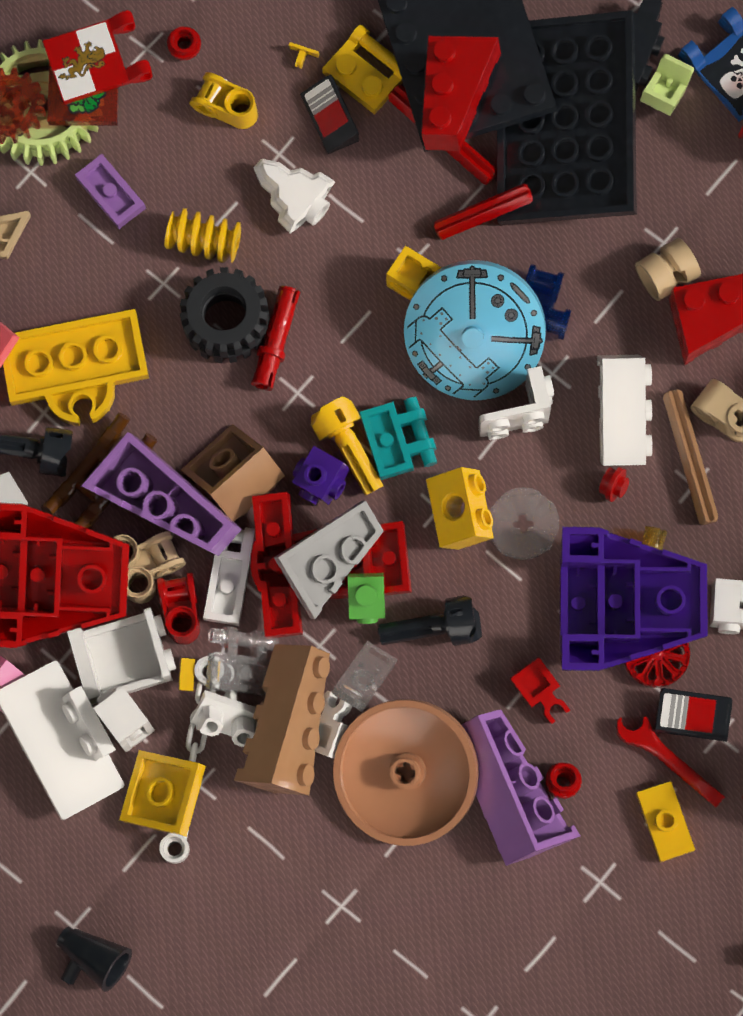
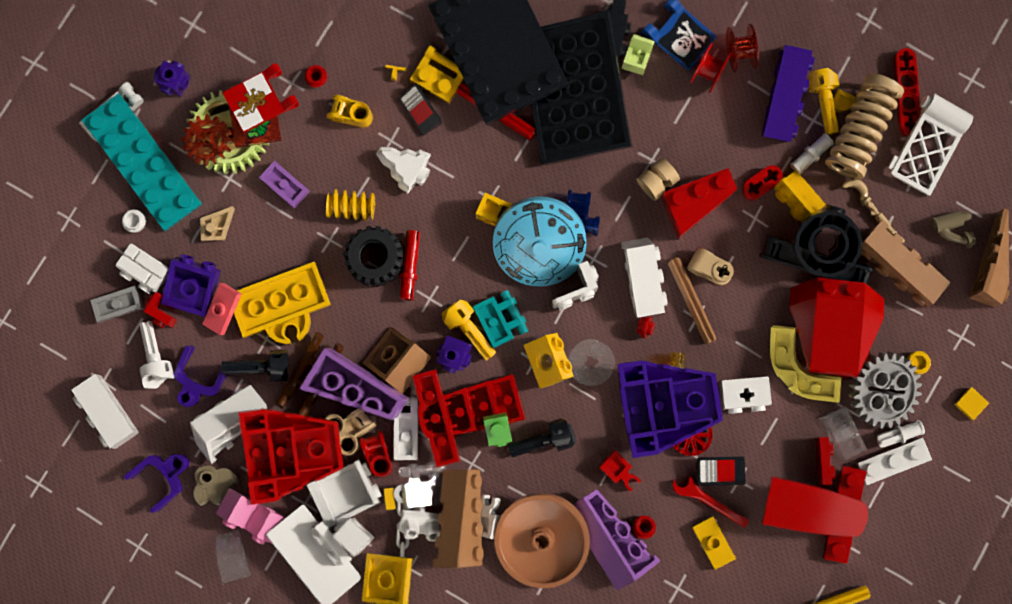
camera: 10 degrees left, 5 degrees up
(328, 555) = (468, 407): light grey wing -> none
(364, 676) = (505, 481): clear plate -> none
(454, 83) = (499, 80): red wedge -> none
(483, 211) = (531, 159): red axle -> none

